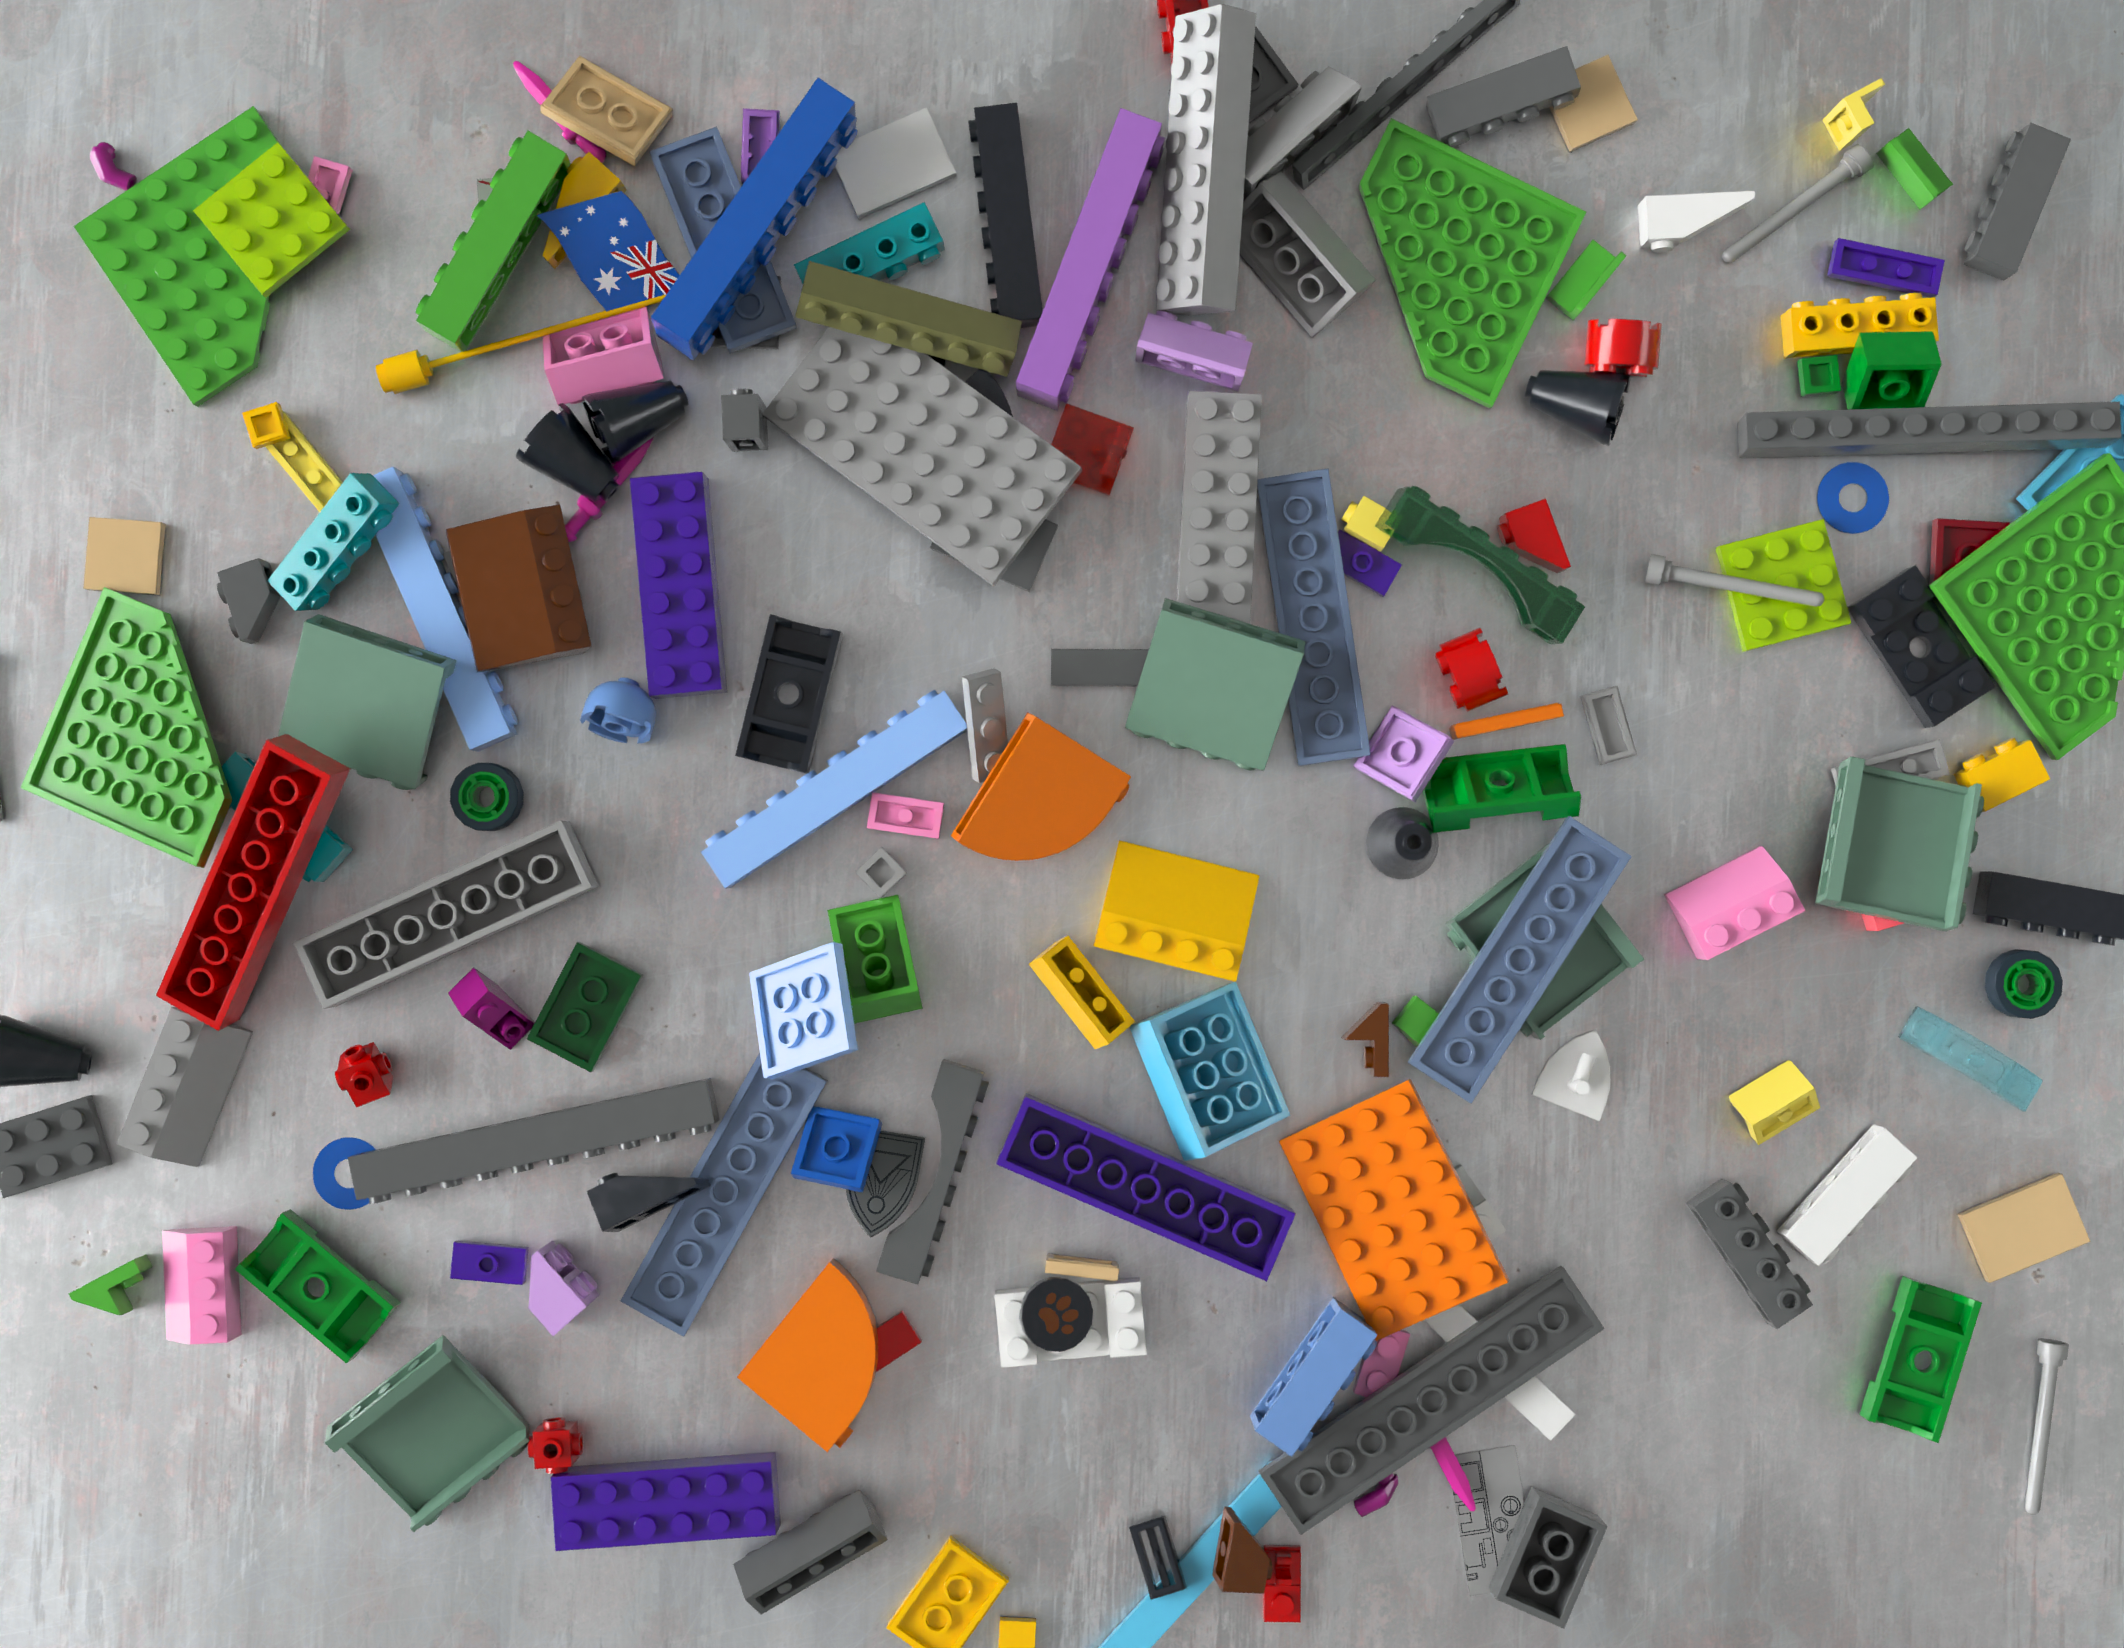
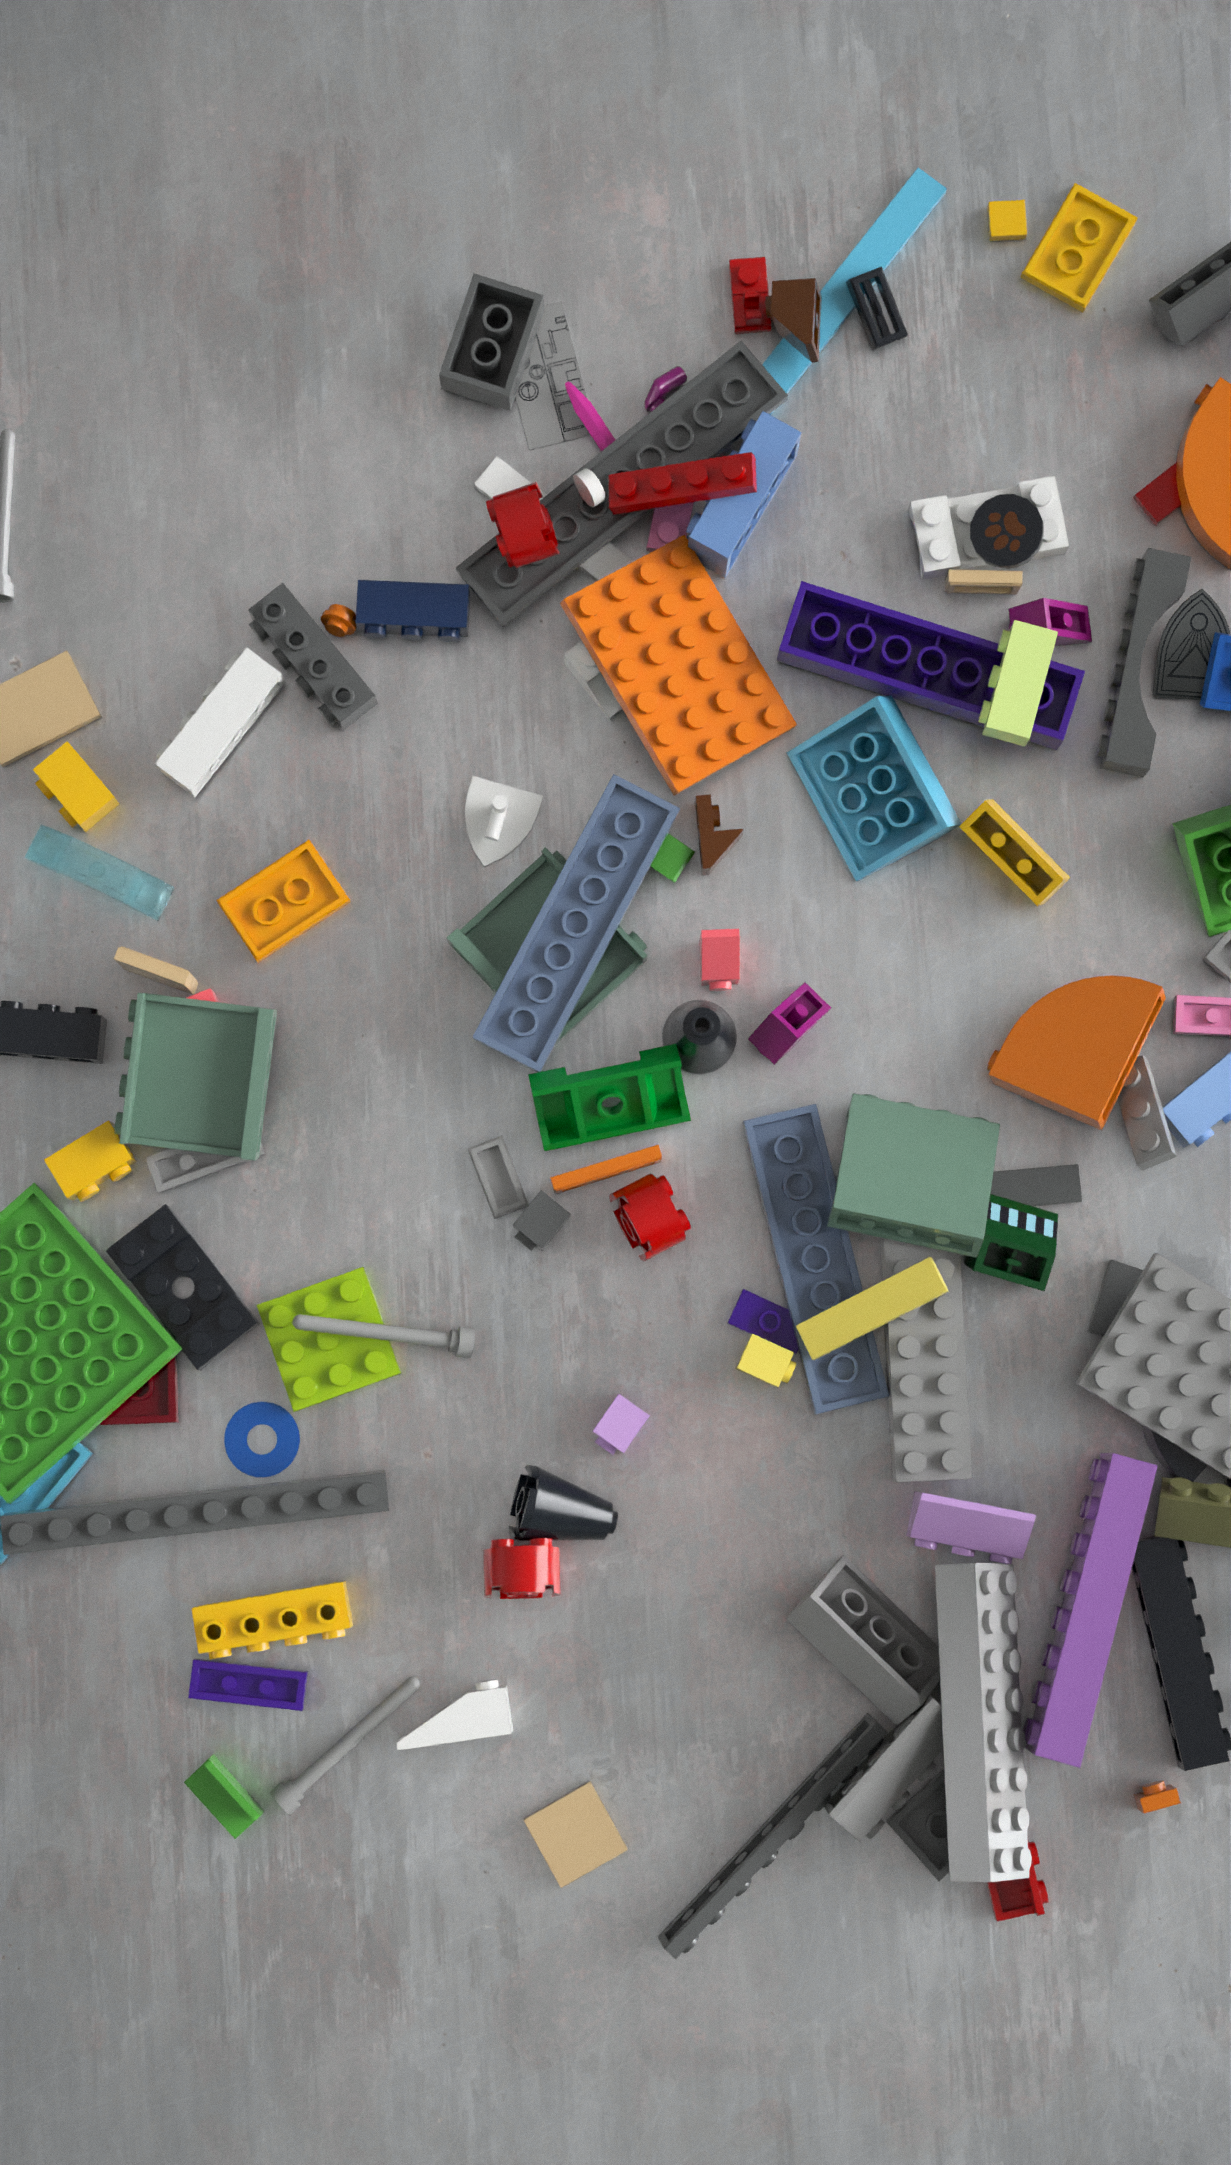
camera: 170 degrees right, 5 degrees down
(1020, 1218) = (1067, 618): none -> magenta slope
(1043, 84) = (1156, 1796): none -> orange plate
(1066, 1156) = (1017, 682): none -> yellowish green brick
(1093, 444) = (1063, 1415): clear red plate -> none
(1122, 612) = (1017, 1243): none -> dark green slope
(1177, 911) = (925, 944): yellow slope -> none
(1269, 559) = (872, 1308): none -> light yellow tile
(1315, 847) = (789, 1023): none -> magenta slope
(1378, 1390) = (682, 483): none -> red plate
(1379, 913) = (719, 958): none -> coral slope
(1404, 753) = (708, 1125): lavender tile -> none
(1464, 255) = (693, 1657): bright green plate -> none
(1468, 1396) = (589, 487): none -> white tile
(1503, 97) = (670, 1828): dark grey brick -> none
(1515, 476) = (619, 1425): none -> lavender brick
(1534, 536) = (595, 1365): red slope -> none
(1539, 604) = (718, 1359): clear green arch -> none
(1540, 1361) = (523, 526): none -> red brick
(1573, 677) = (540, 1222): none -> dark grey brick
(1584, 279) = (564, 1643): bright green panel -> none
(1647, 1291) = (413, 609): none -> dark blue brick
(1720, 1287) = (339, 620): none -> orange plate
(1734, 903) = (356, 1005): bright pink slope -> none
(1775, 1101) = (297, 810): light yellow panel -> none
(1794, 1013) = (283, 901): none -> light orange tile
(1819, 375) = (310, 1562): green plate -> none
(1850, 116) = (305, 1839): light yellow panel -> none
(1891, 370) = (240, 1568): green brick -> none
(1924, 1321) = (124, 605): green piece -> none
(1929, 953) = (156, 970): none -> tan tile
(1992, 1144) = (75, 786): none -> yellow brick
(2016, 201) = (115, 1769): dark grey brick -> none
(2043, 988) = (38, 936): wheel -> none

